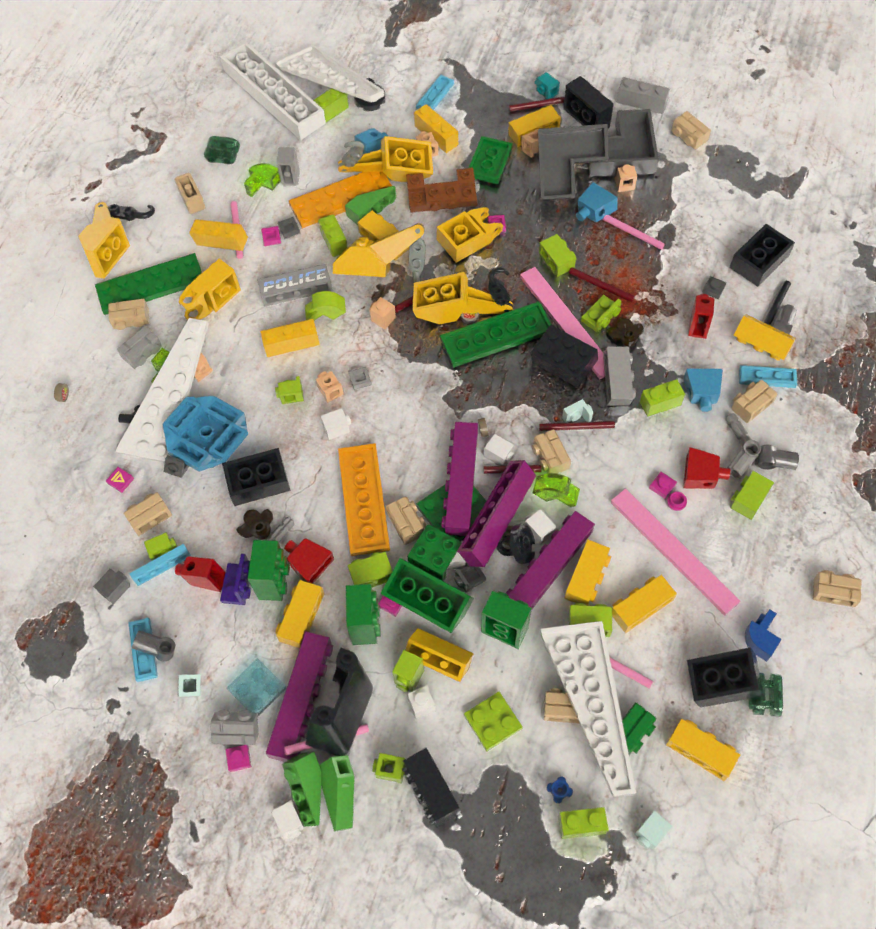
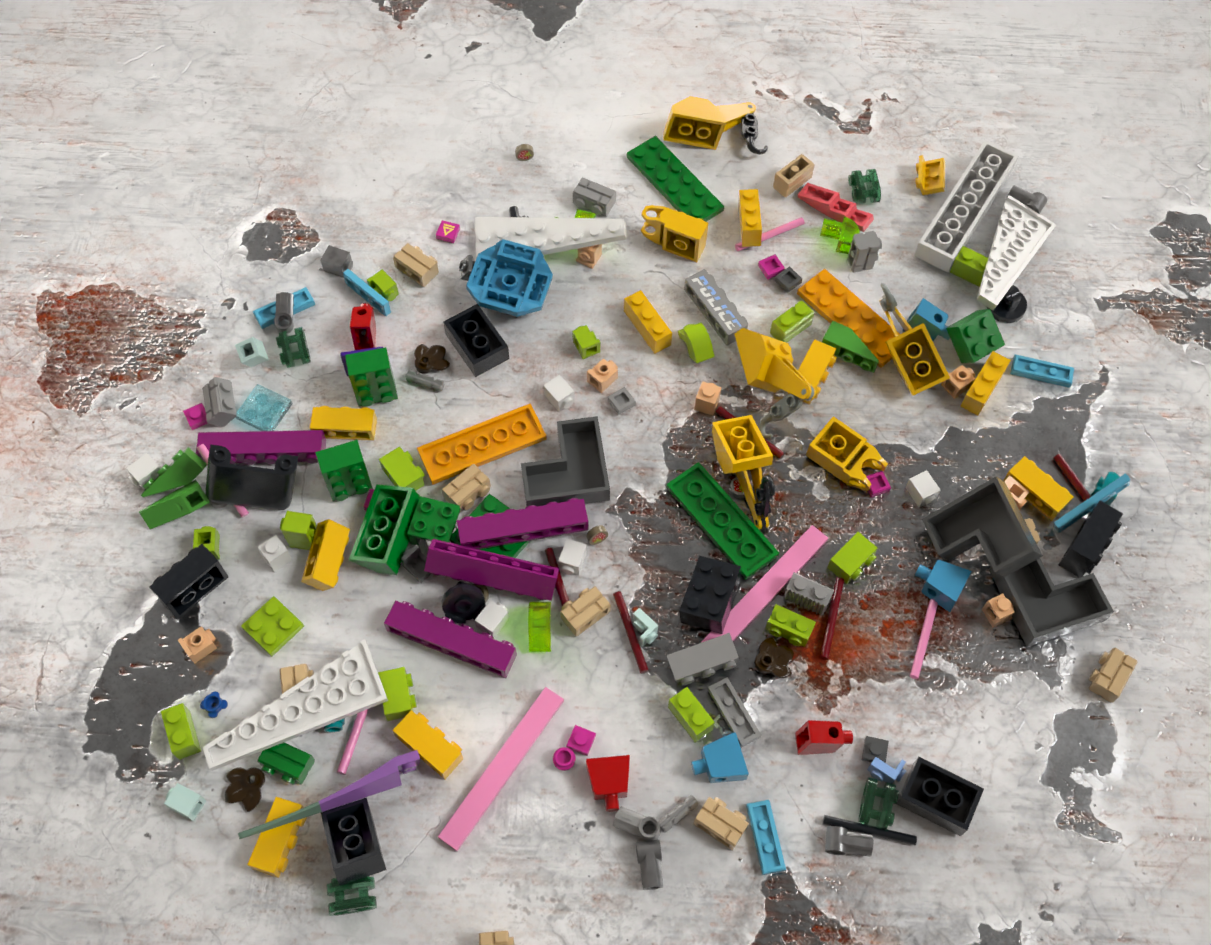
camera: 70 degrees right, 0 degrees up
(128, 314) = (629, 175): tan brick -> none
(202, 653) = (288, 356): none -> clear green brick
(227, 179) = (833, 206): none -> coral slope
(231, 104) = (930, 175): none -> yellow bracket
(284, 50) = (1034, 201): none -> flat silver piece
(308, 559) = (401, 413): red torso -> none
(395, 118) = (975, 336): none -> green brick
(421, 423) = (578, 472): none -> dark grey piece
(442, 195) = (890, 415): dark orange bracket -> none
(490, 159) = (965, 453): green plate -> none
(493, 801) = (195, 650): none -> light nougat brick
(505, 619) = (368, 603): green brick -> none
(513, 194) = (923, 489): none -> white brick
(561, 95) = (1088, 505): none -> medium azure tile
(580, 291) = (808, 593): none -> light grey brick
(588, 573) = (449, 680): yellow brick -> none
(642, 95) = (1144, 603): light grey brick -> none
(651, 775) = (242, 789): none -> dark brown plate
(663, 369) = (734, 712): none -> light grey plate
(669, 642) = (379, 780): none -> medium lavender plate
(735, 282) = (884, 772): none -> light blue bracket
(751, 495) = (592, 840): lime brick -> none
(757, 296) = (888, 795): none -> clear green brick
(759, 638) = (414, 876): blue brick -> none
(764, 337) = (815, 819): yellow brick -> none

